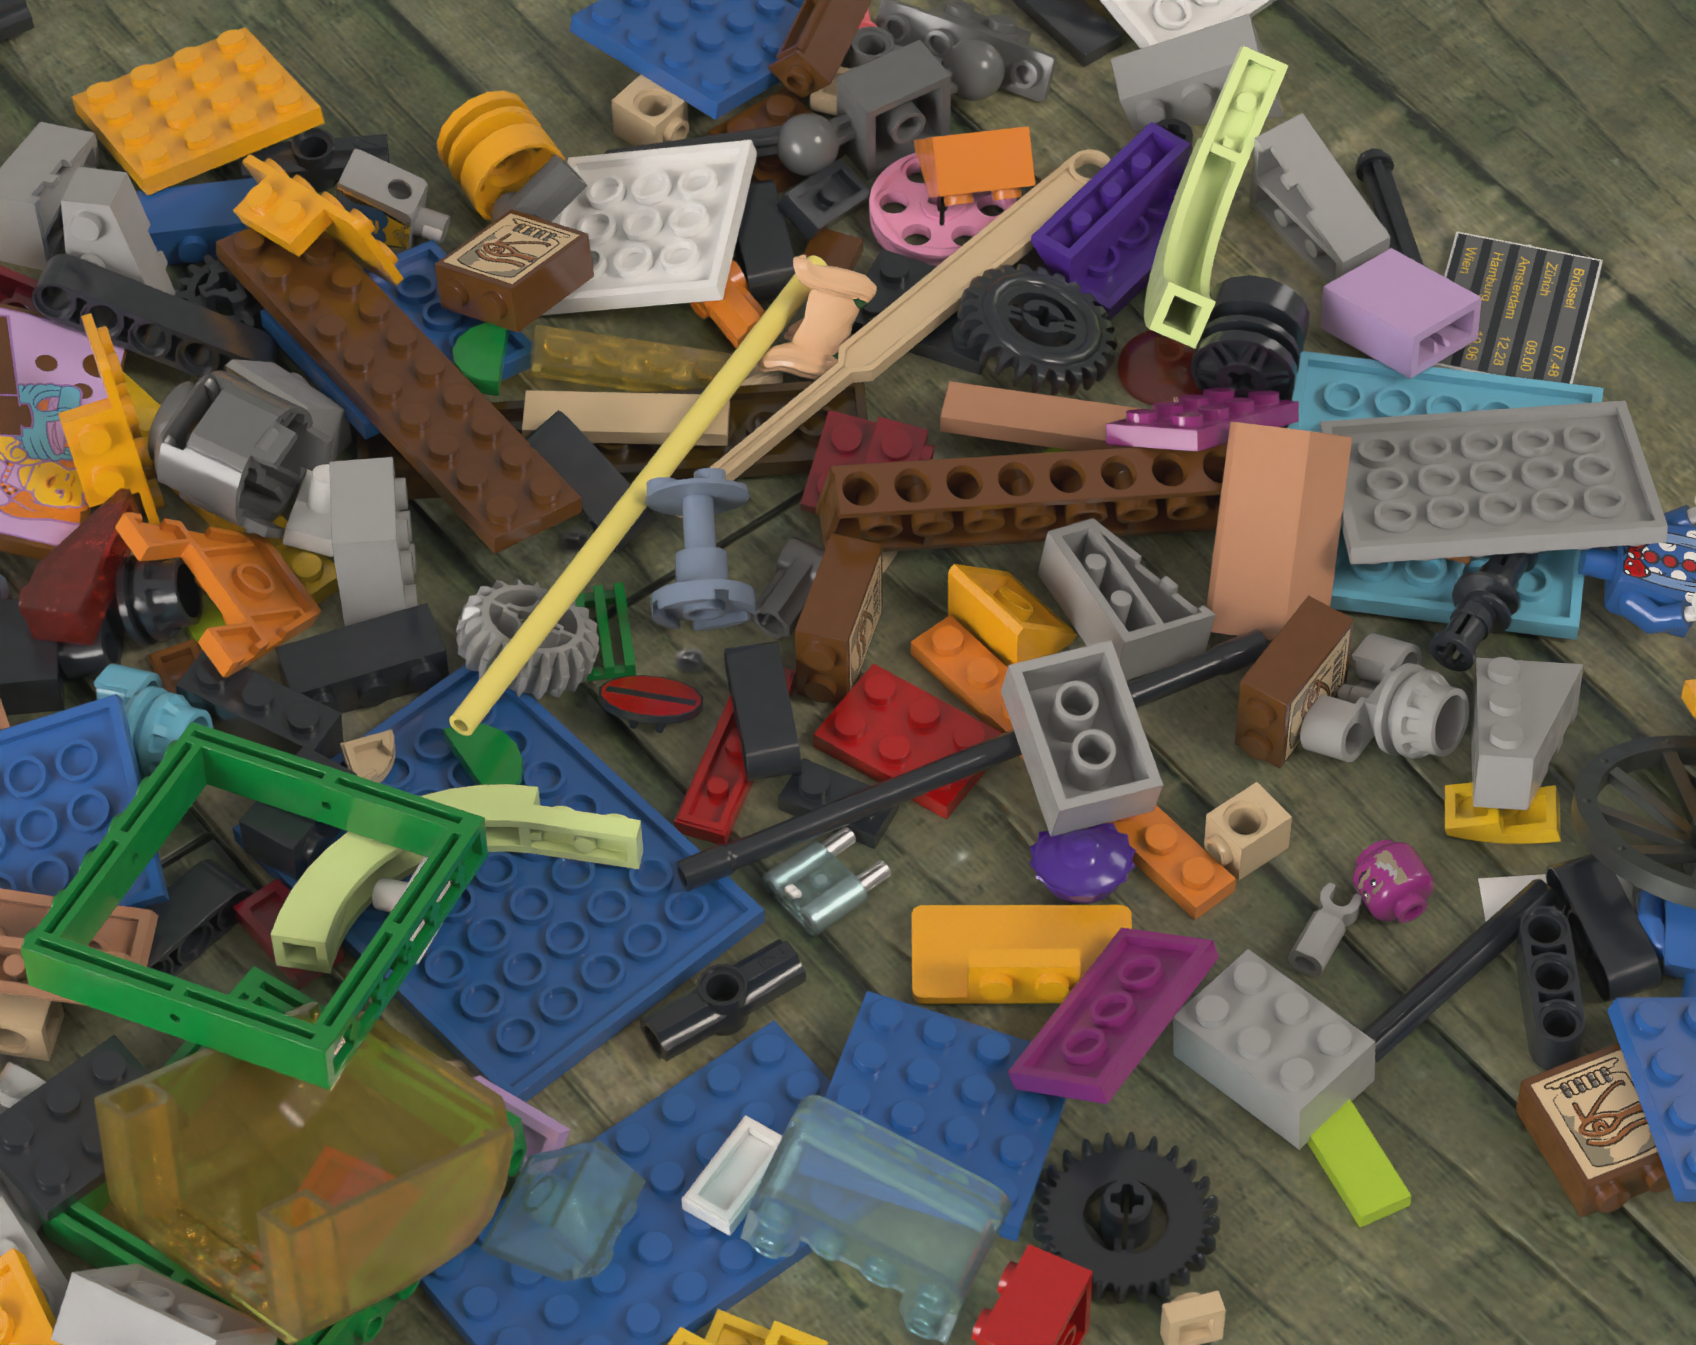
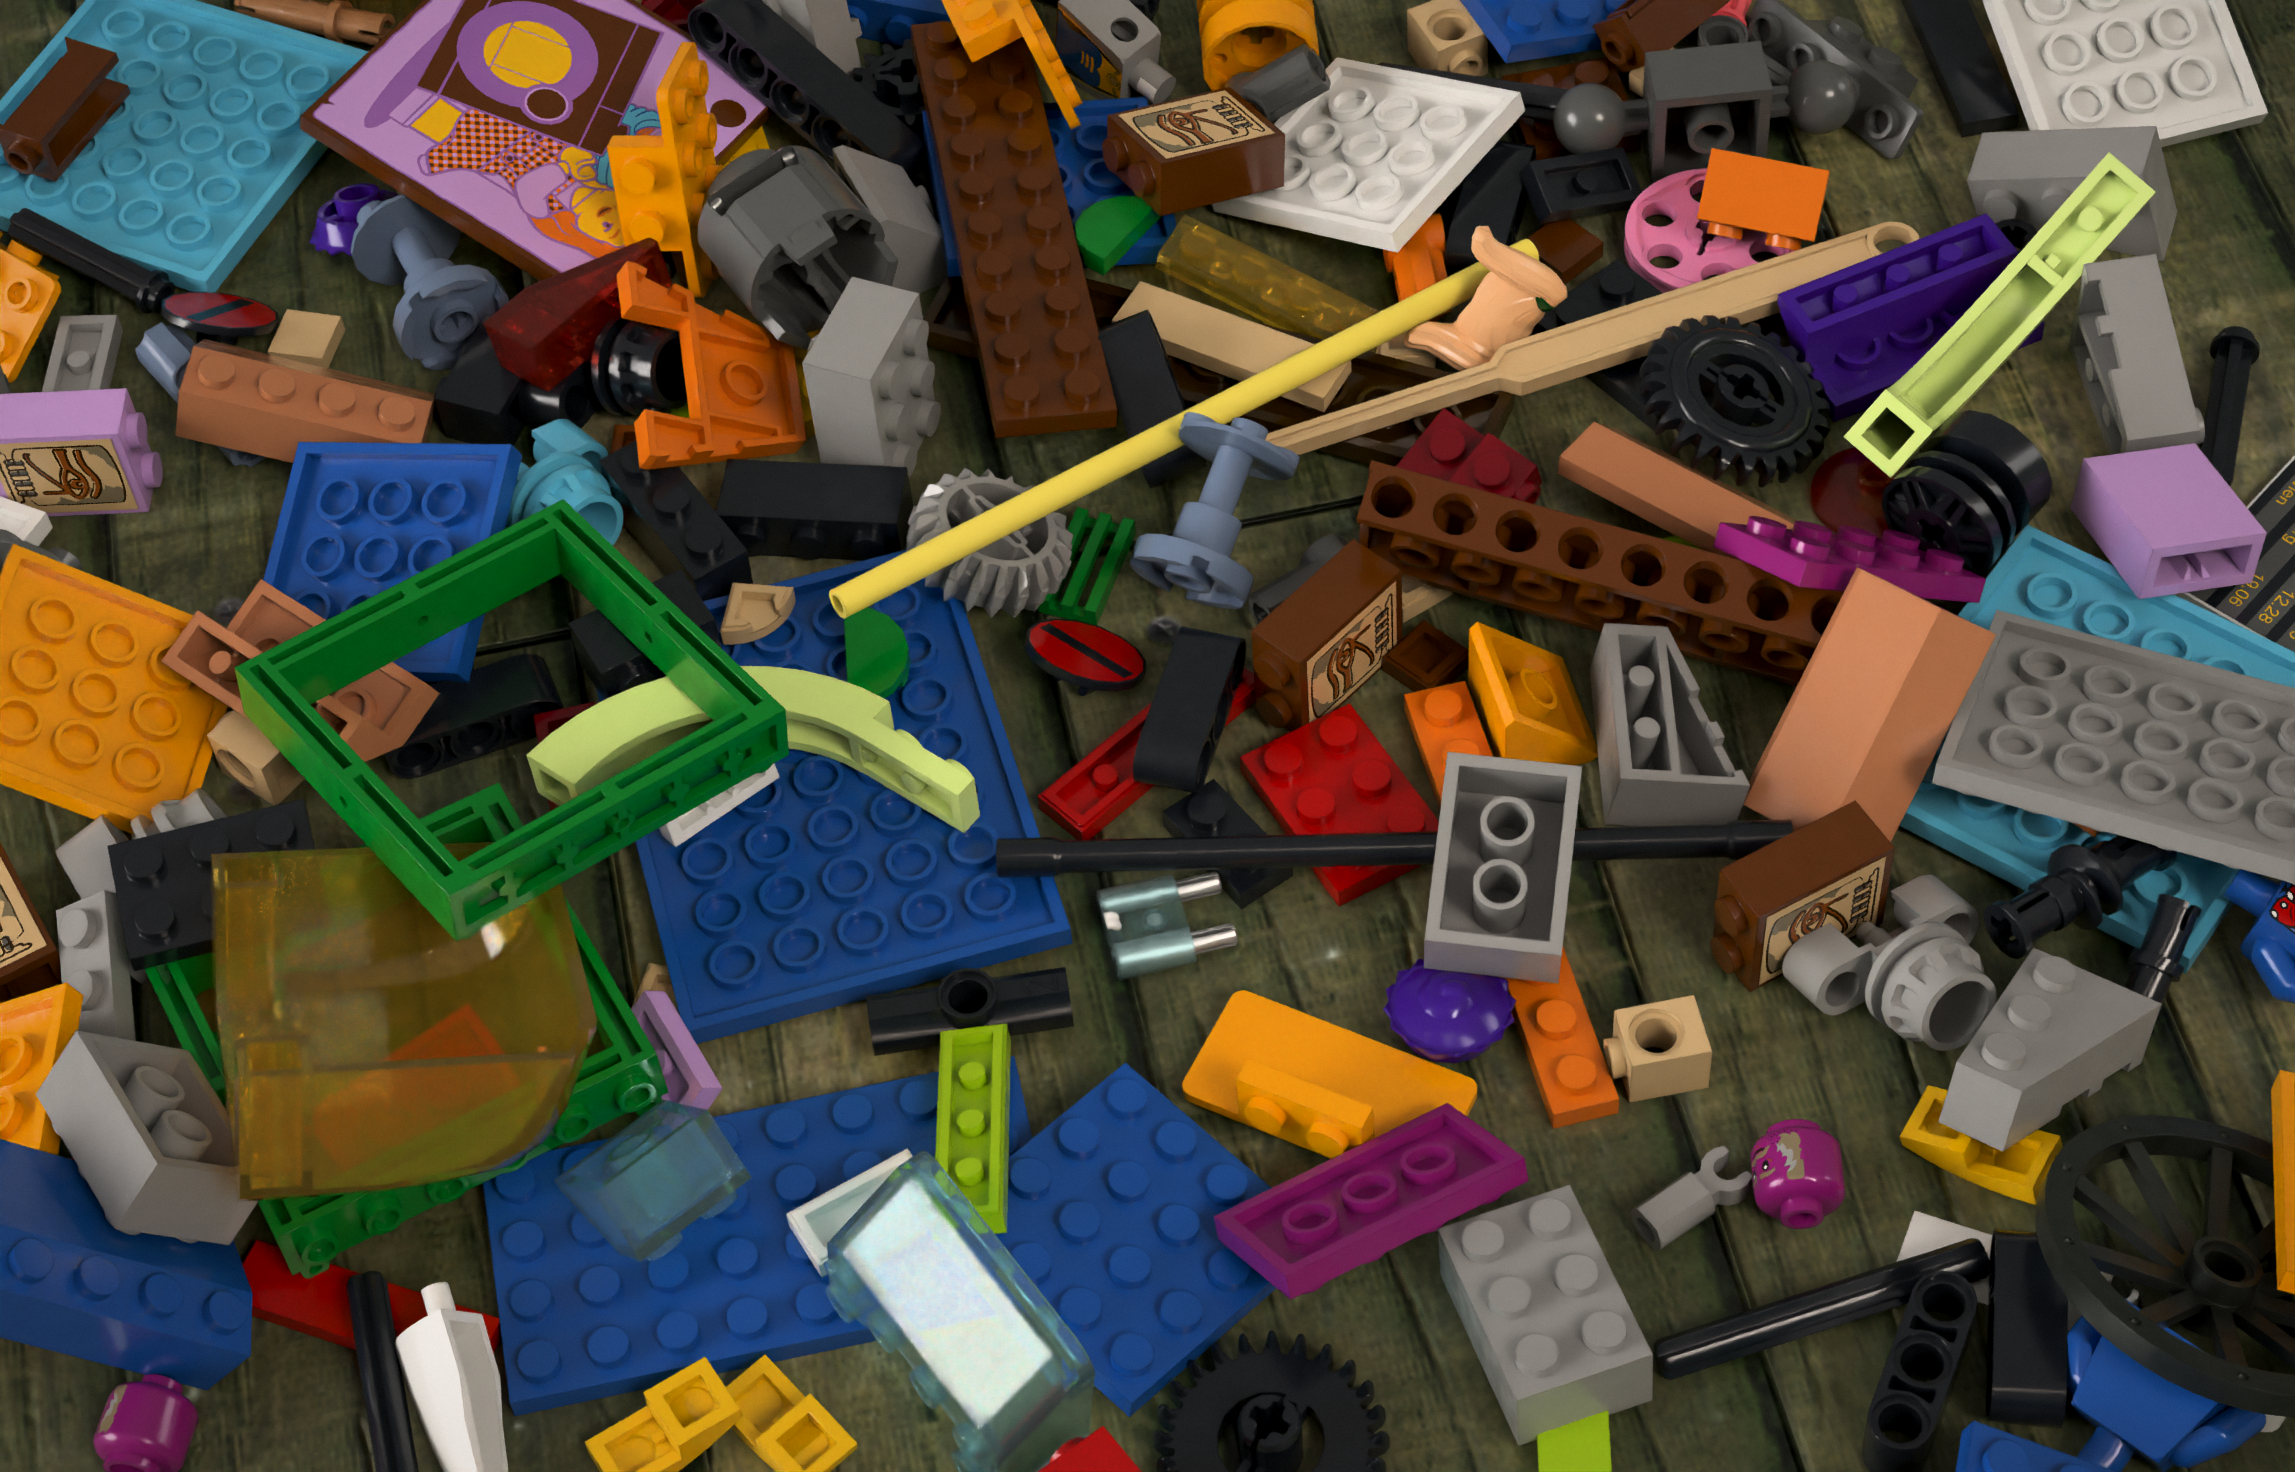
camera: 30 degrees right, 0 degrees up
(774, 1058) = (975, 1117): none -> lime tile
(908, 610) = (1425, 659): none -> reddish brown tile
(1559, 624) = (2159, 957): none -> black pin

